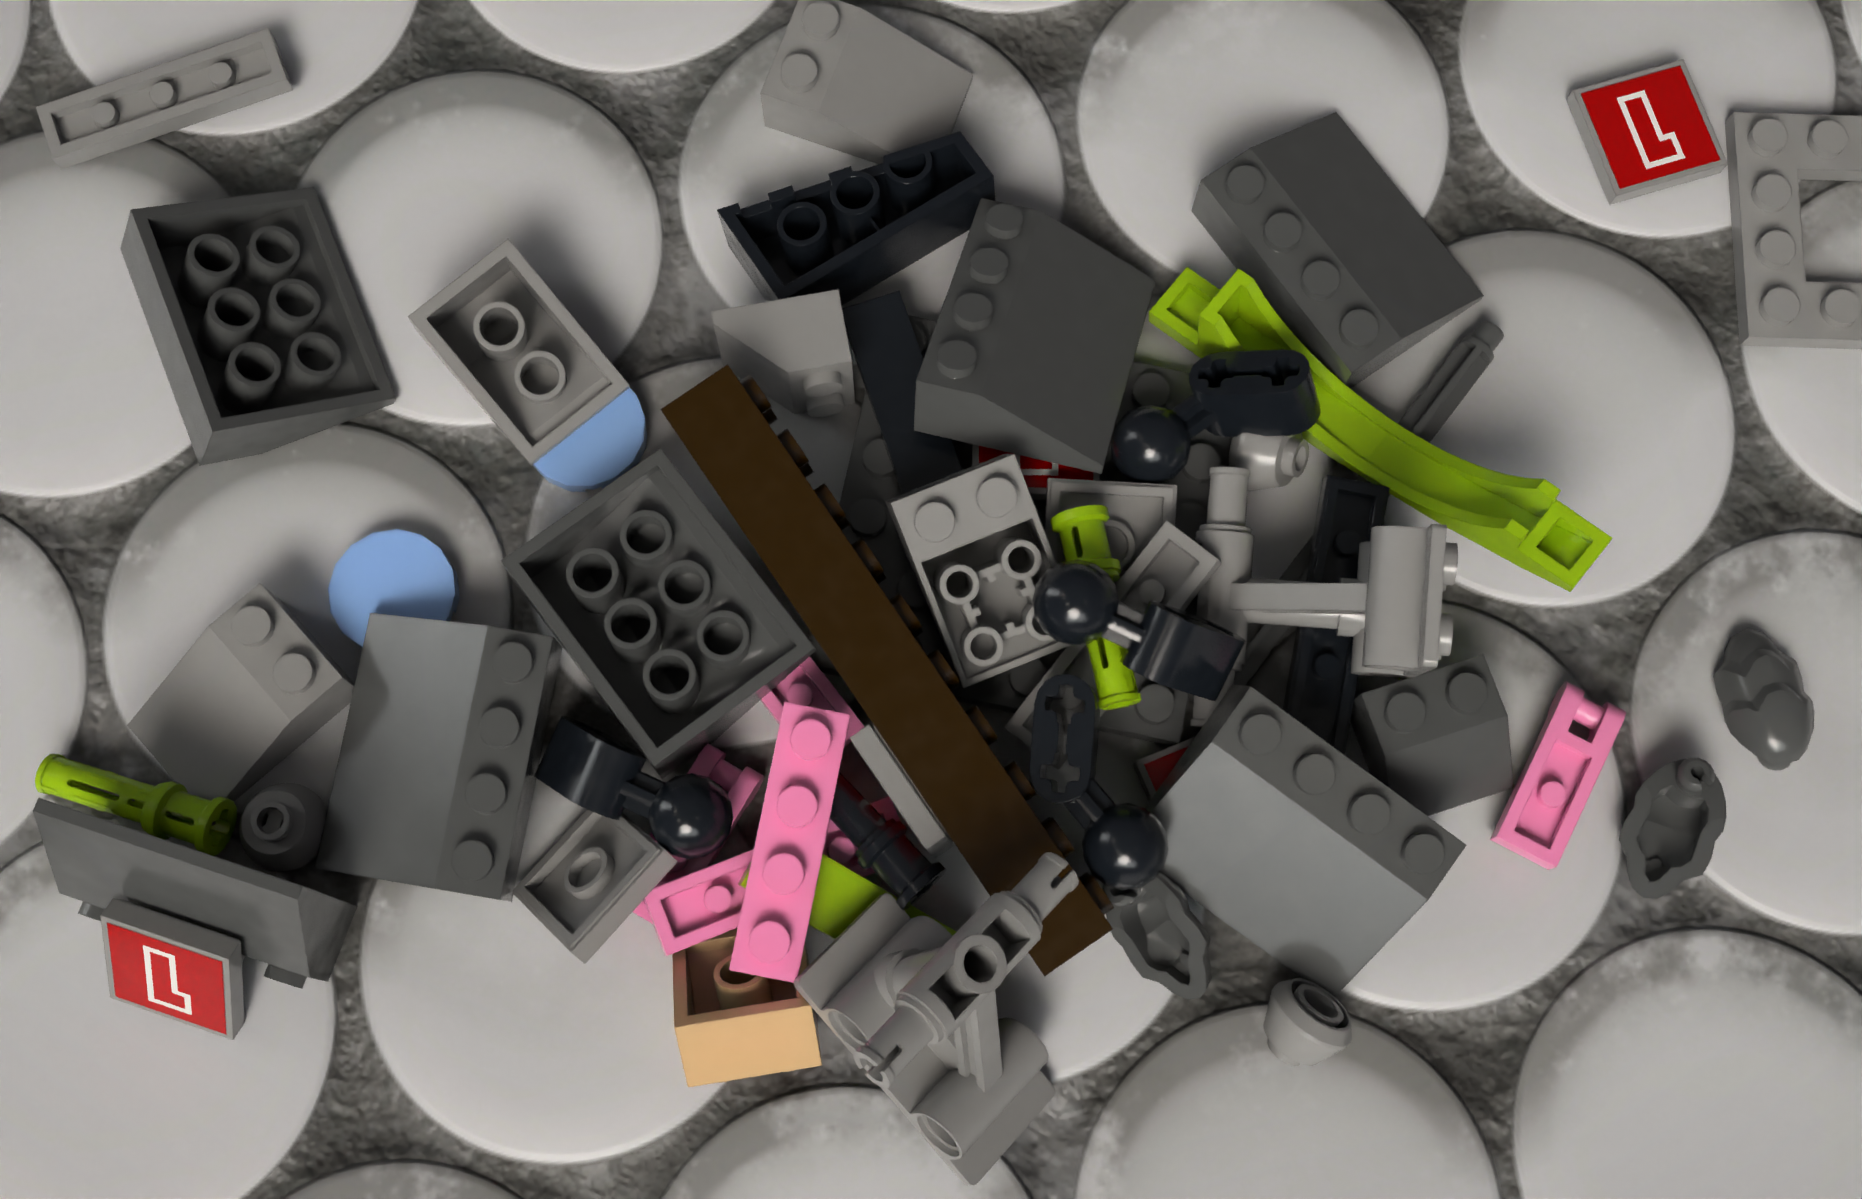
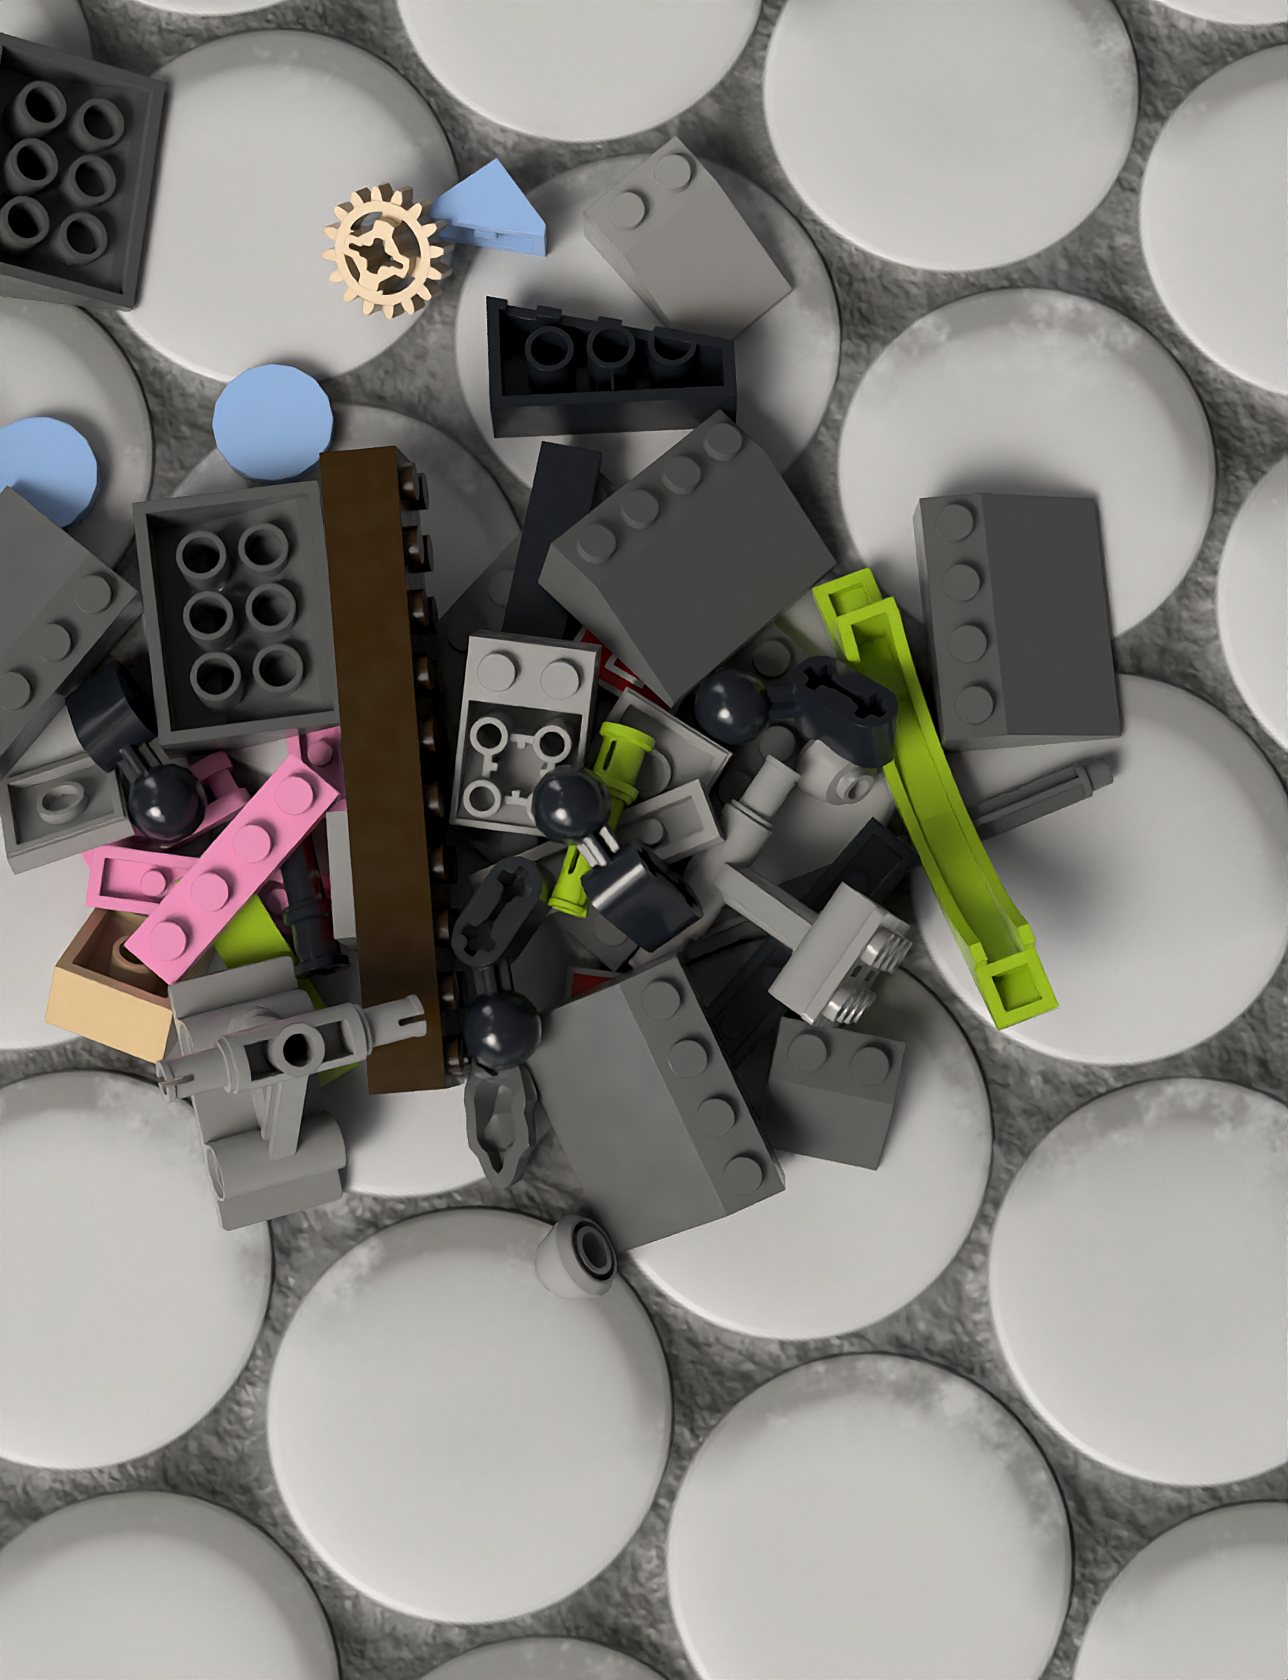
camera: 30 degrees right, 5 degrees up
(518, 352) = (250, 329): light grey slope -> none
(605, 247) = (408, 238): none -> tan gear
(674, 145) = (491, 213): none -> light blue slope
(791, 350) = (483, 456): light grey slope -> none
(1558, 777) = (917, 1183): bright pink plate -> none
(1673, 826) = (985, 1278): dark grey arm -> none
(1764, 700) = (1139, 1220): dark grey arm -> none

